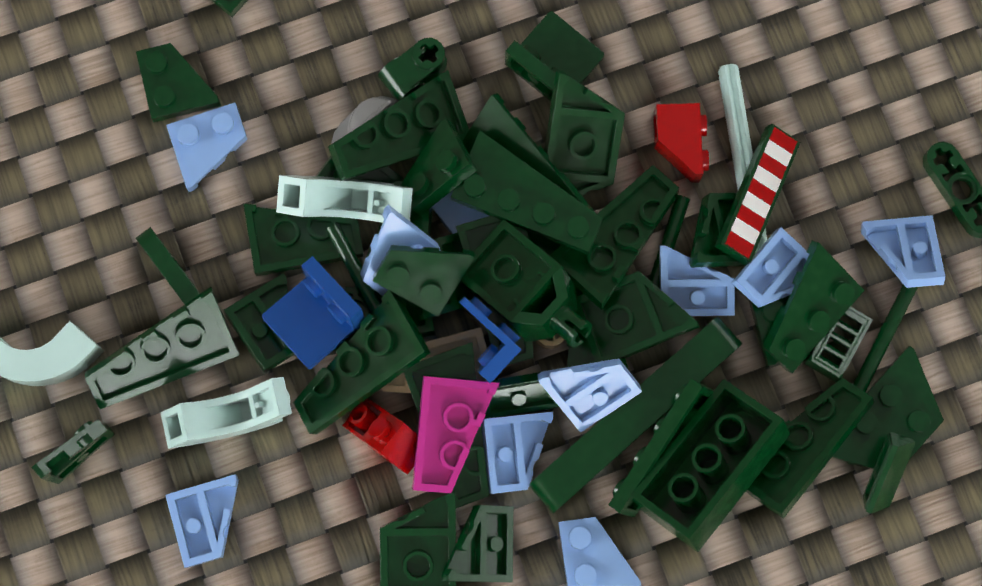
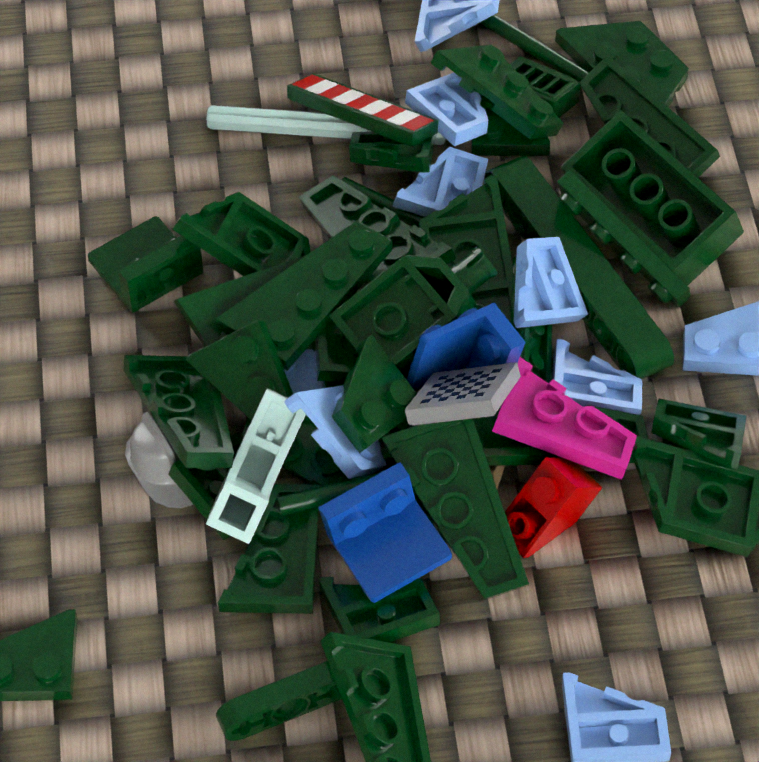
camera: 75 degrees left, 25 degrees down
(205, 141) = (122, 639): light blue wing -> none
(228, 415) = (486, 655): light aqua arch -> none
(410, 70) = (109, 391): dark green piece -> none
(439, 344) = (462, 394): none -> light grey tile
(679, 138) = (278, 167): red slope -> none
(887, 472) = (686, 67): dark green slope -> none

